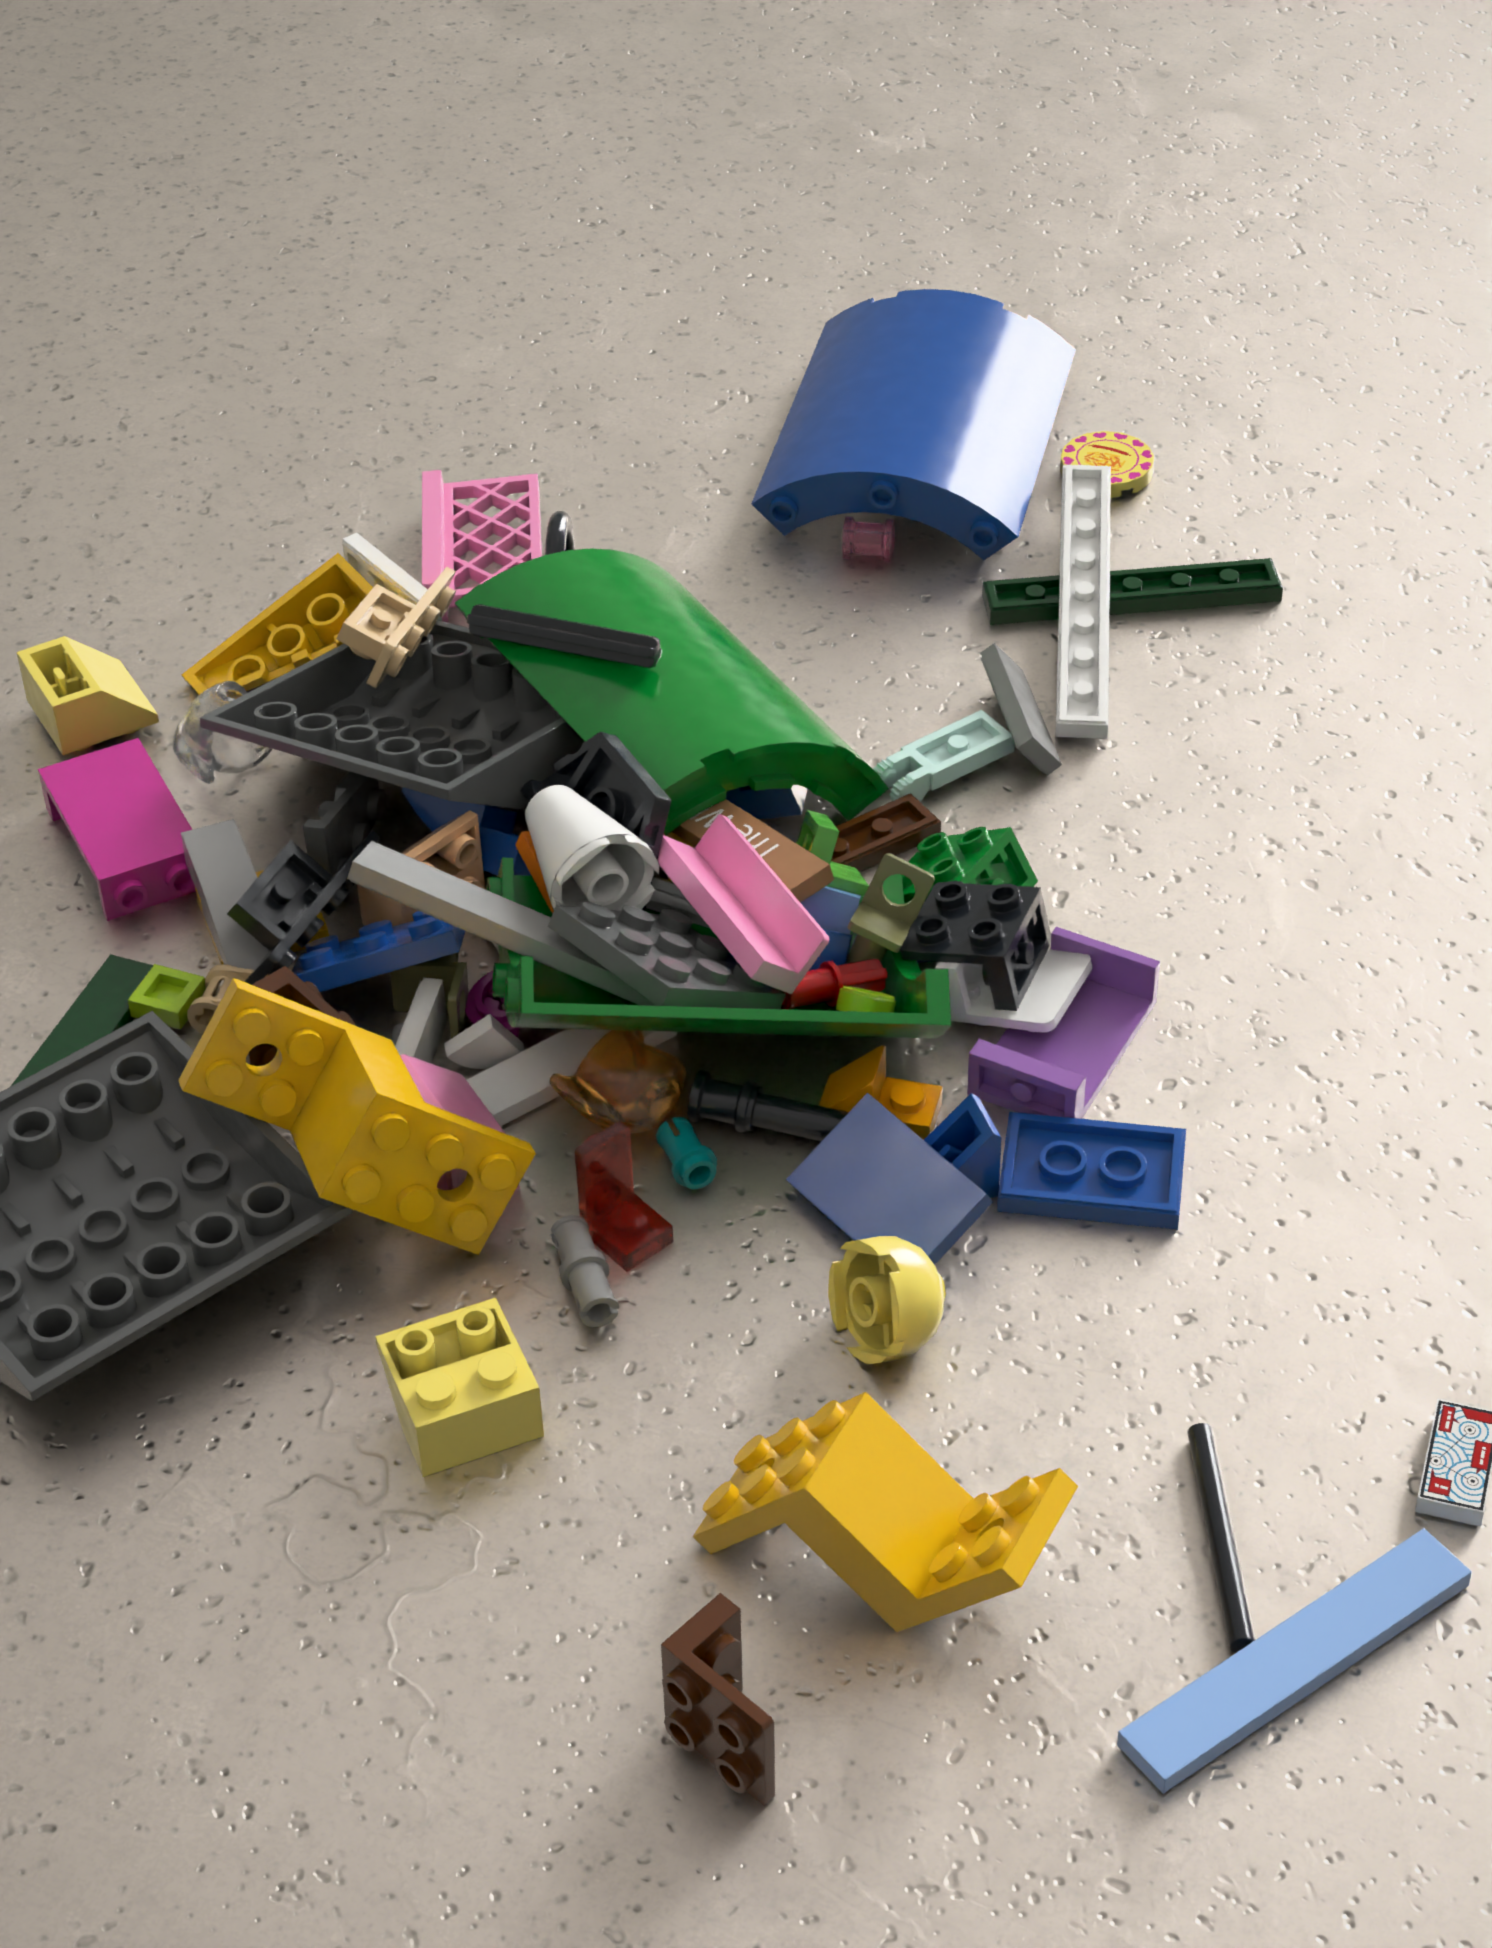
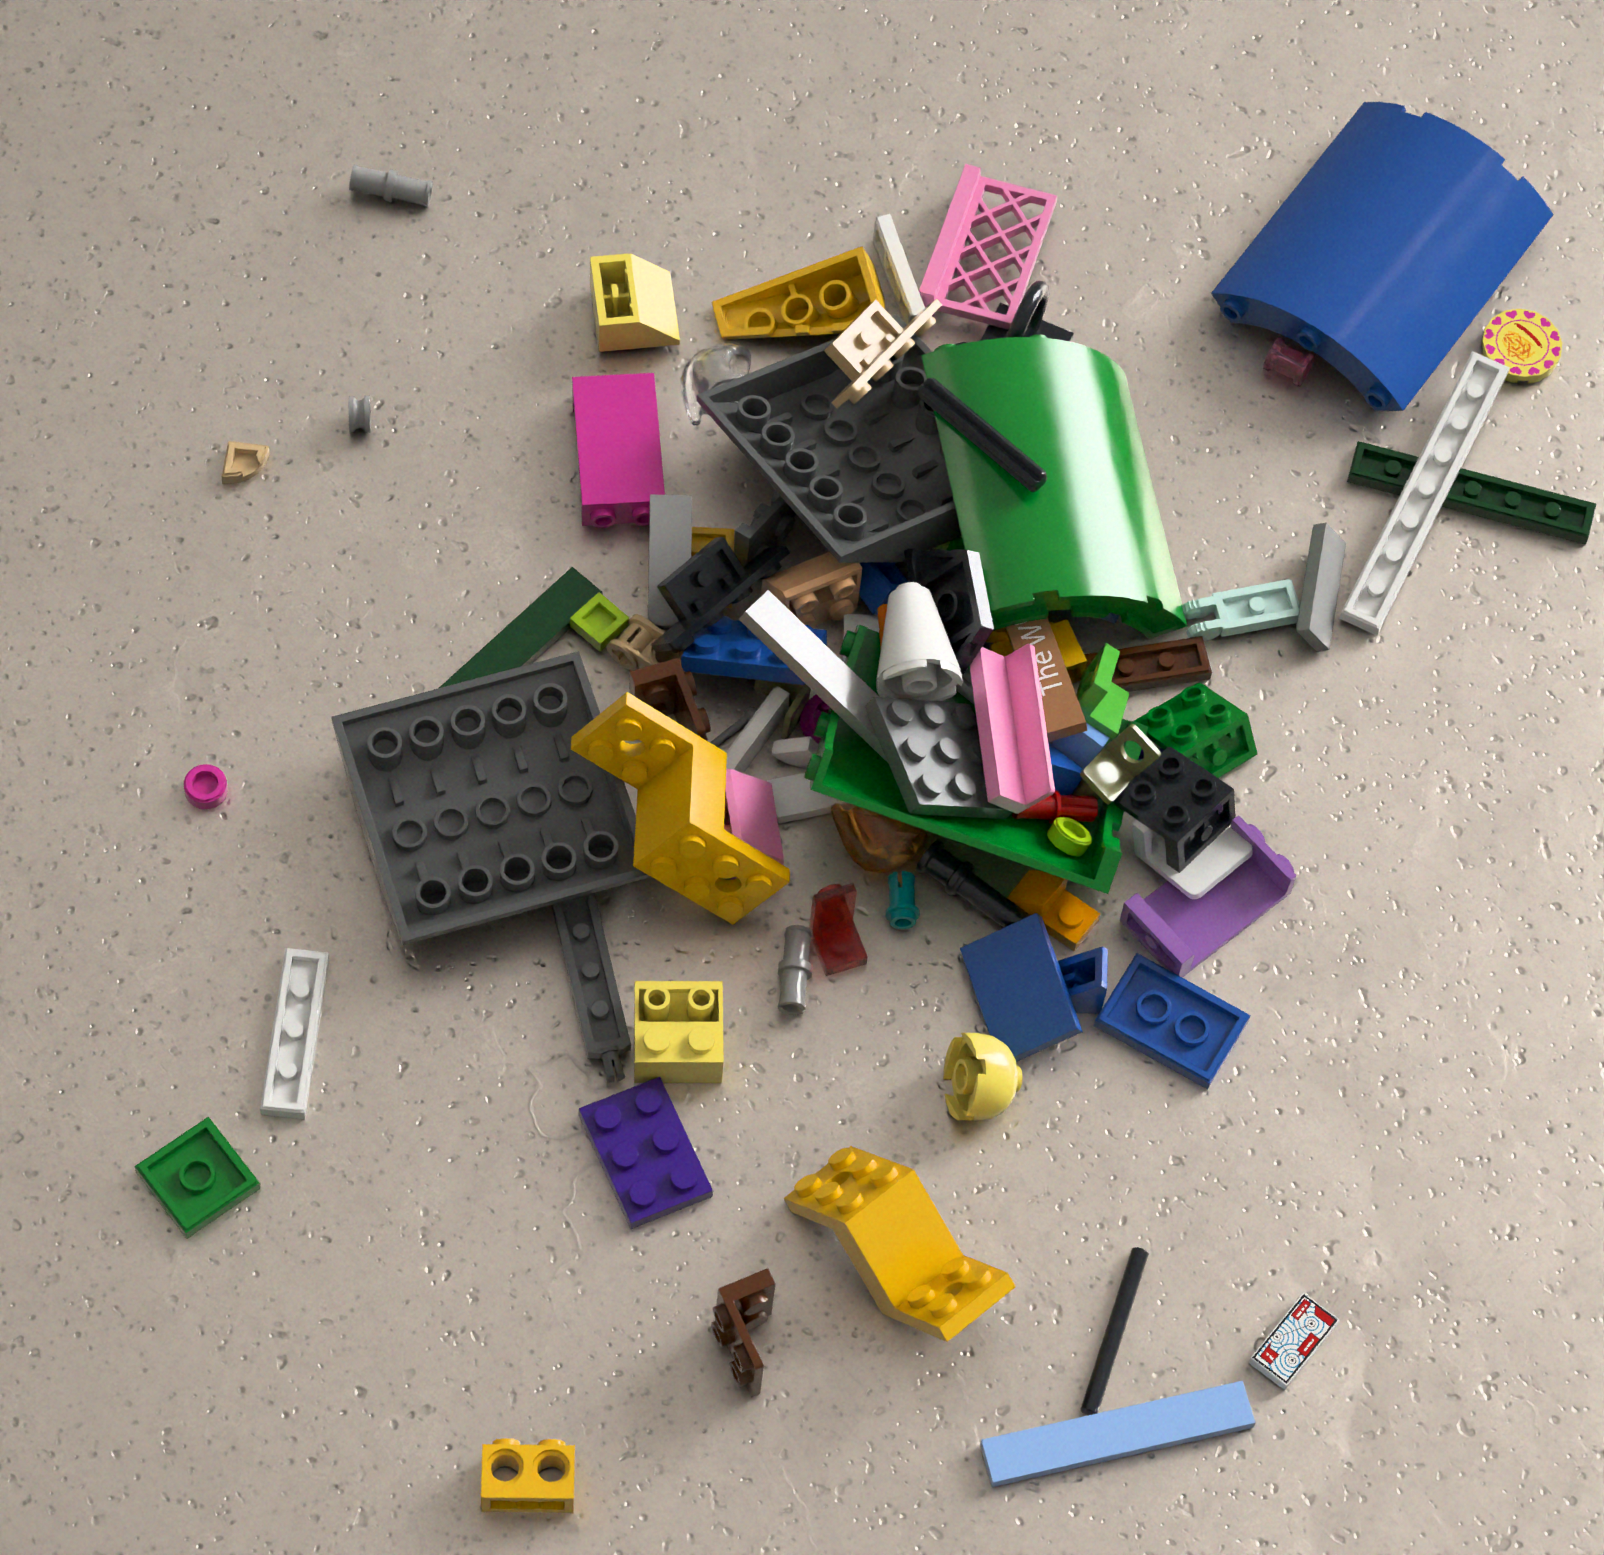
camera: 15 degrees right, 20 degrees up
(315, 1370) = (592, 982): none -> dark grey plate
(475, 1551) = (645, 1152): none -> dark purple plate

